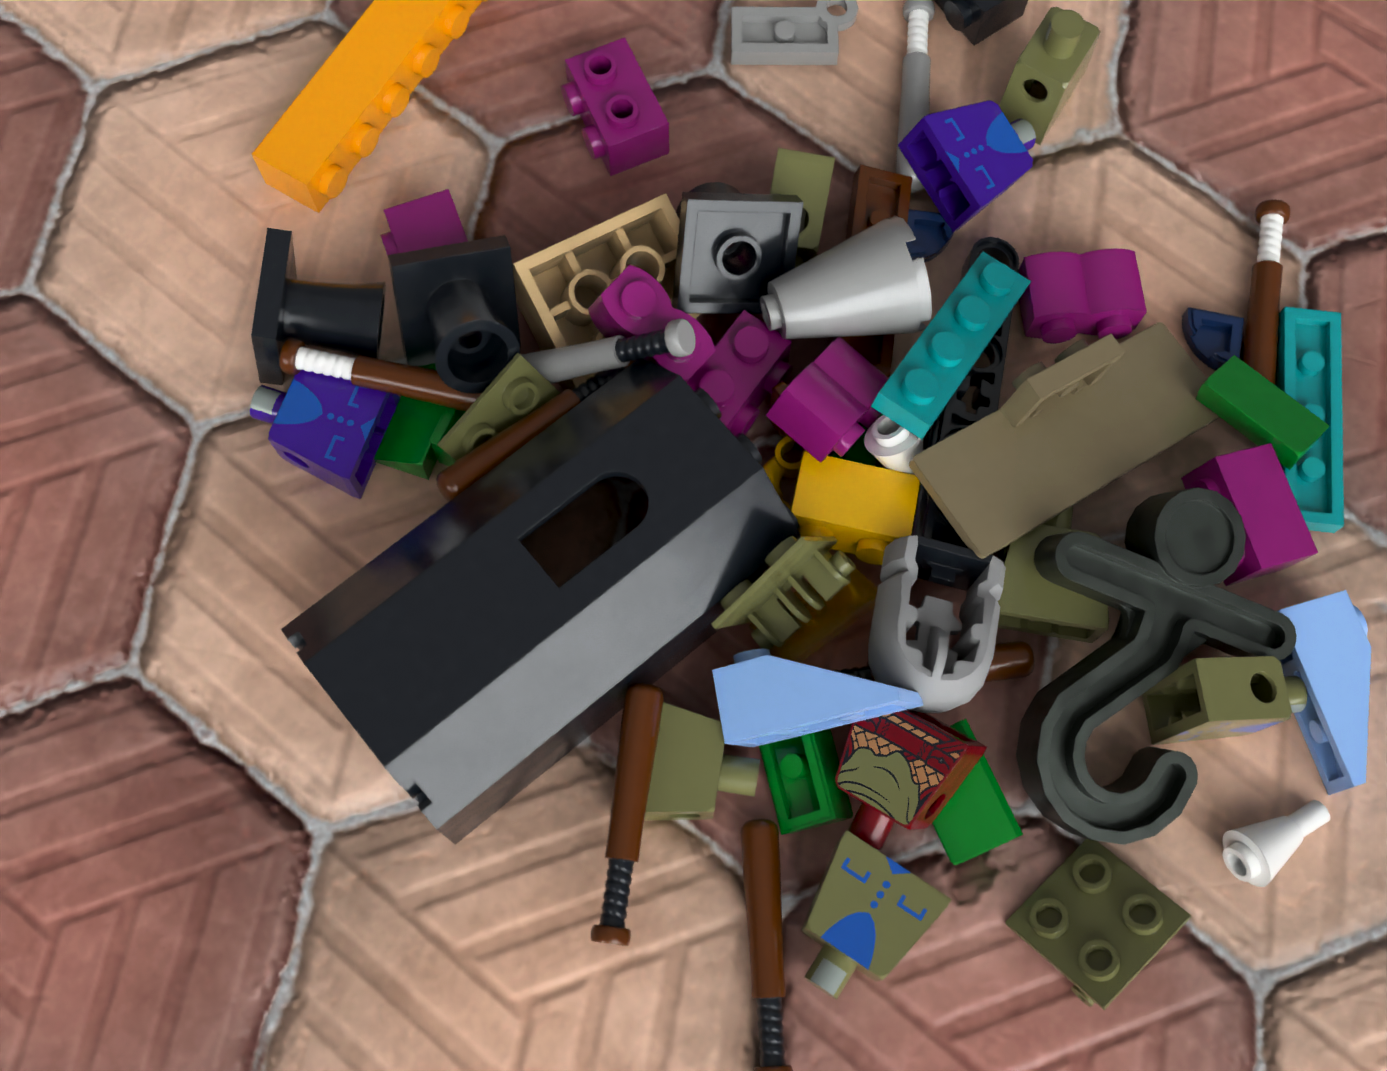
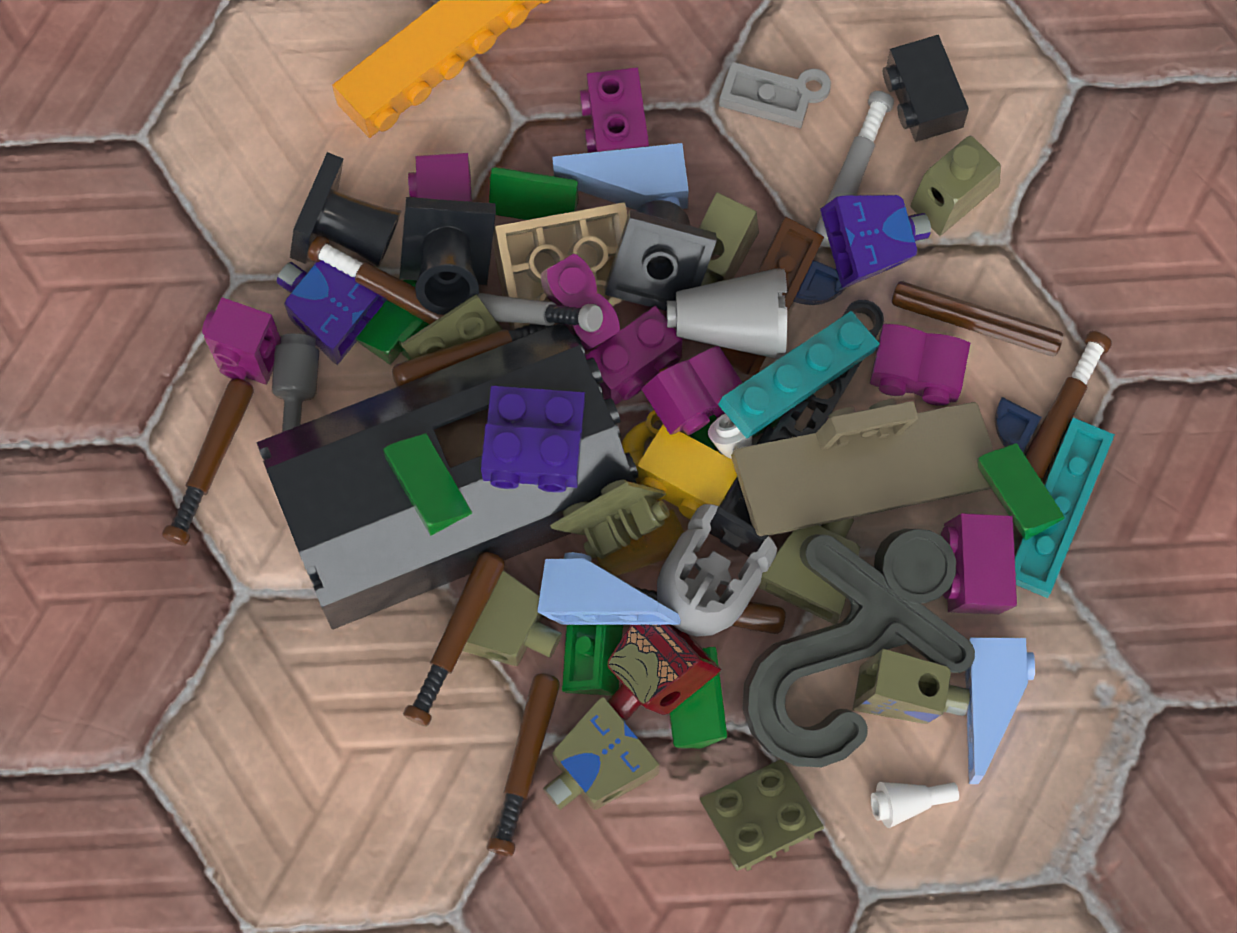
camera: 20 degrees right, 0 degrees up
(225, 500) = (241, 340): none -> magenta brick
(228, 659) = (216, 443): none -> reddish brown piece
(309, 526) = (295, 375): none -> dark grey piece
(535, 617) = (427, 482): none -> green slope
(541, 219) = (531, 194): none -> green slope
(648, 166) = (629, 174): none -> light blue slope
(662, 515) = (533, 438): none -> dark purple plate
(1123, 225) = (977, 318): none -> reddish brown axle

